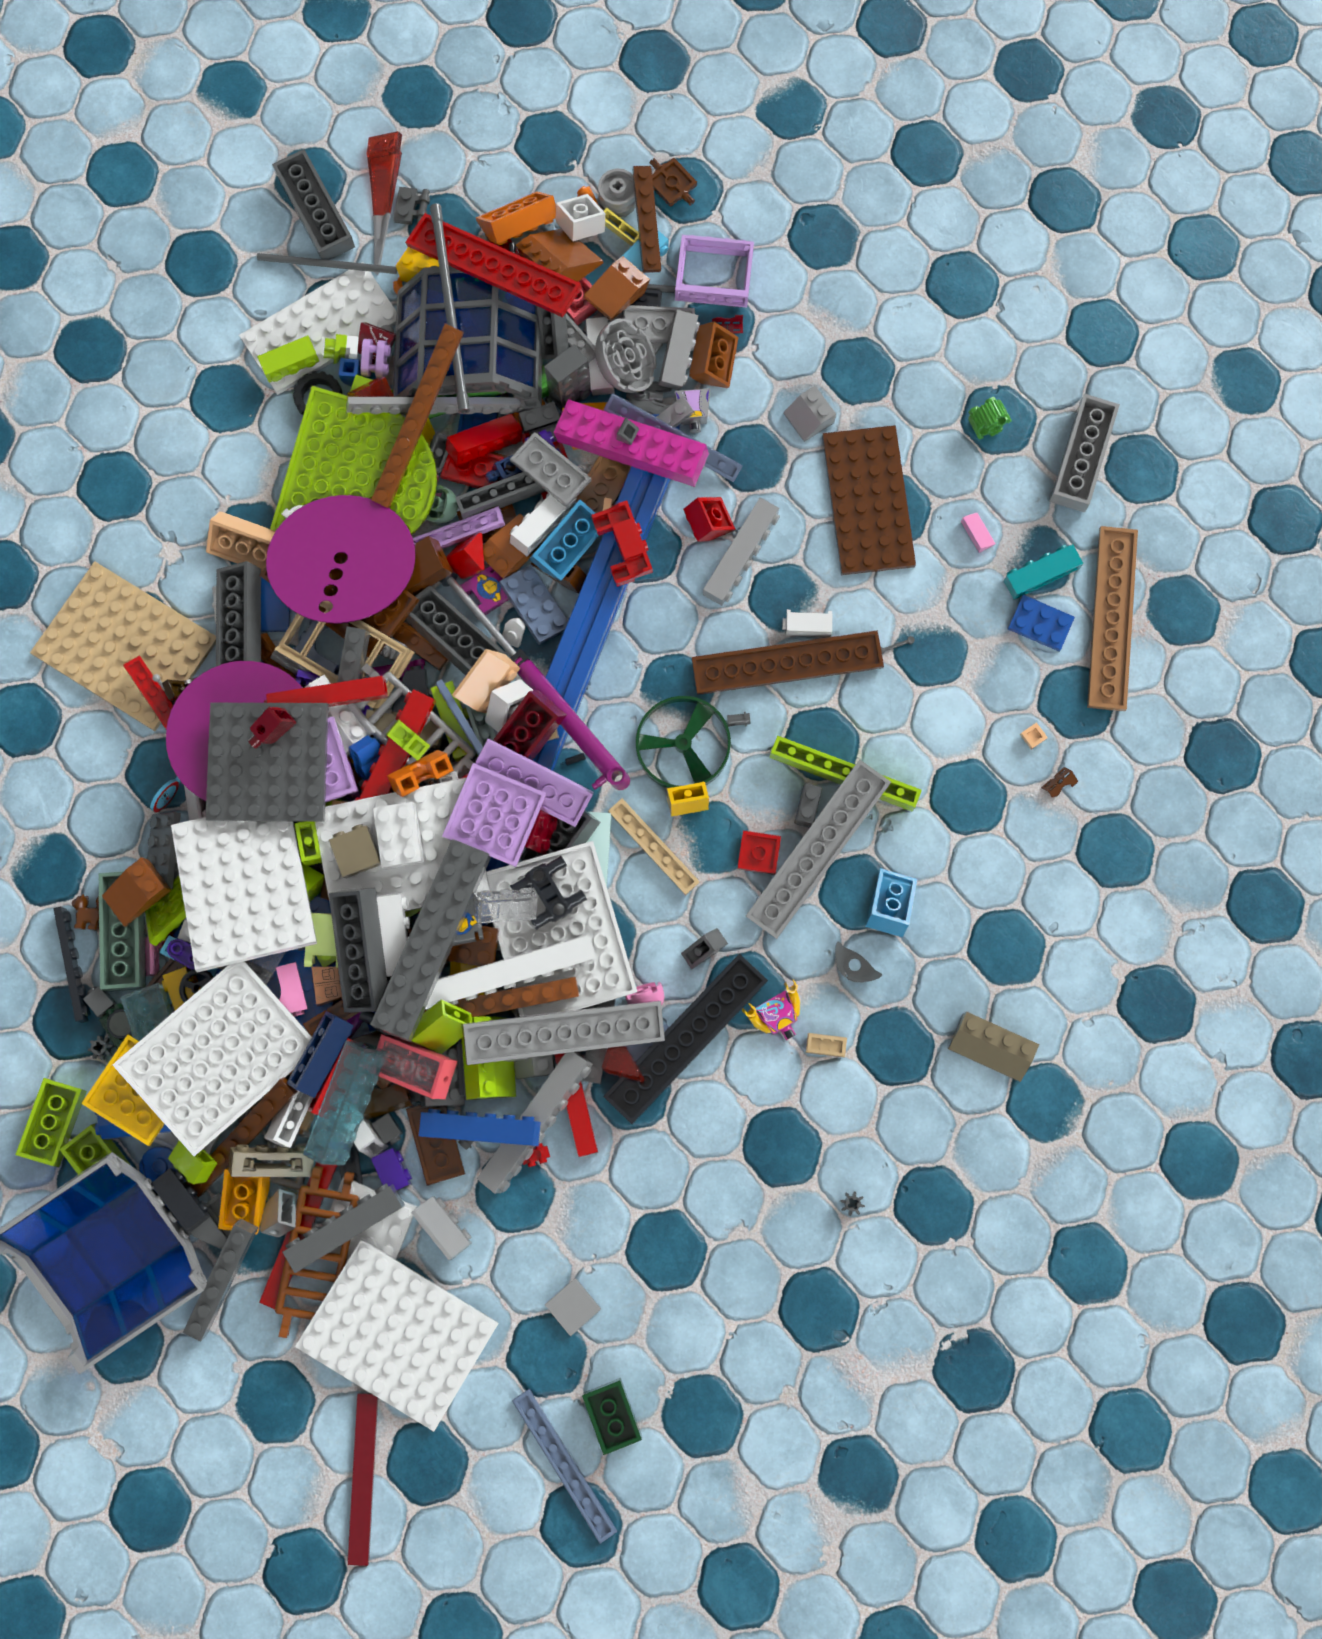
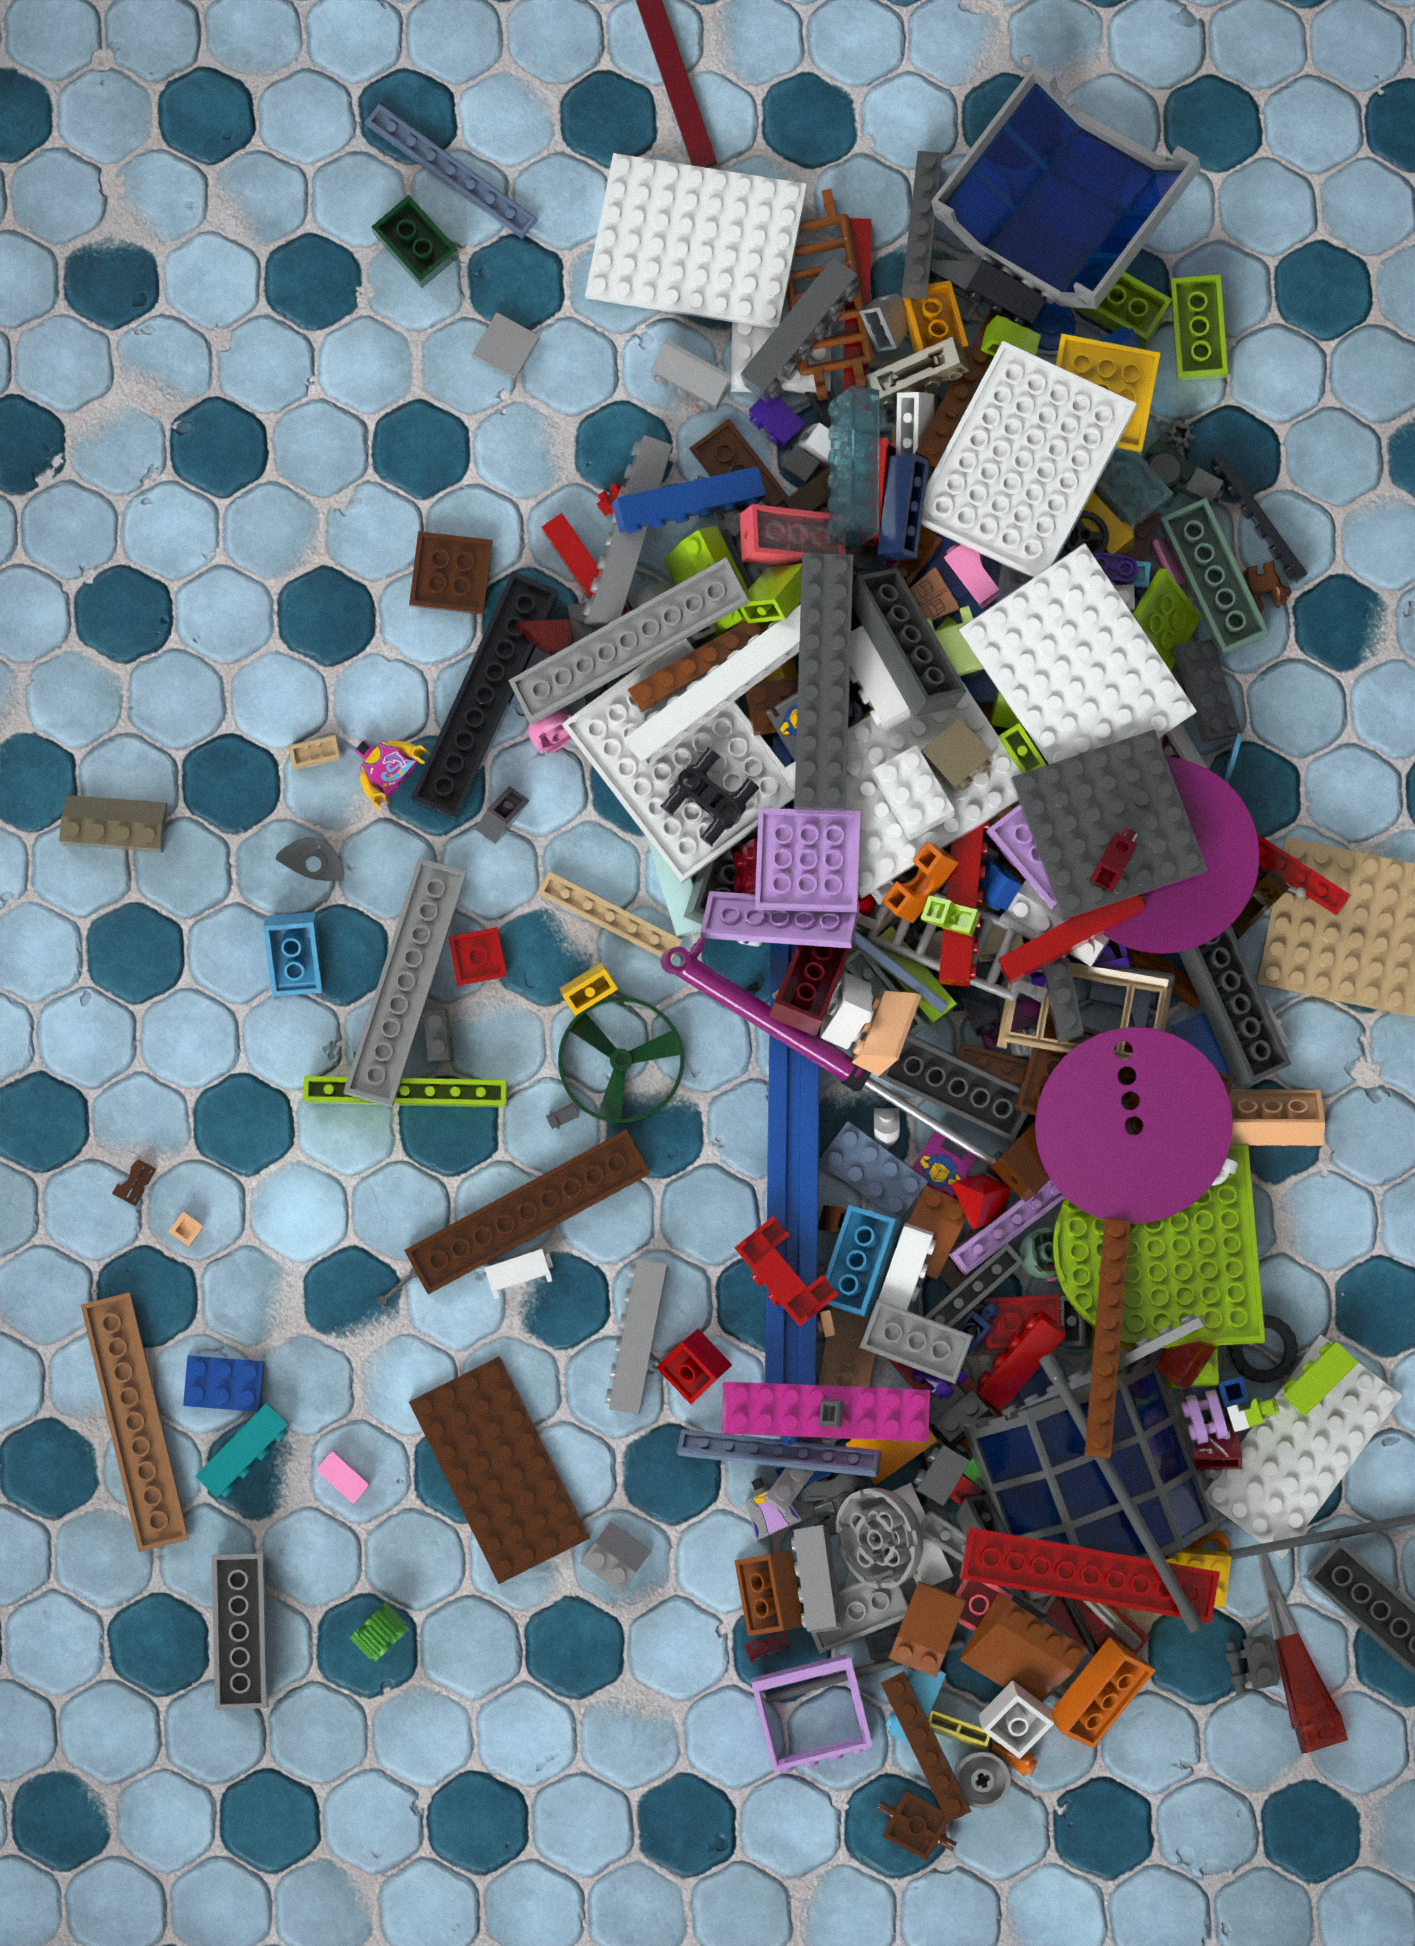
camera: 160 degrees right, 5 degrees up
(135, 891) = (1211, 624): dark orange slope -> none
(505, 905) = (753, 757): clear brick -> none
(677, 1143) = (450, 573): none -> reddish brown plate
(851, 1209) = (220, 585): dark grey gear -> none

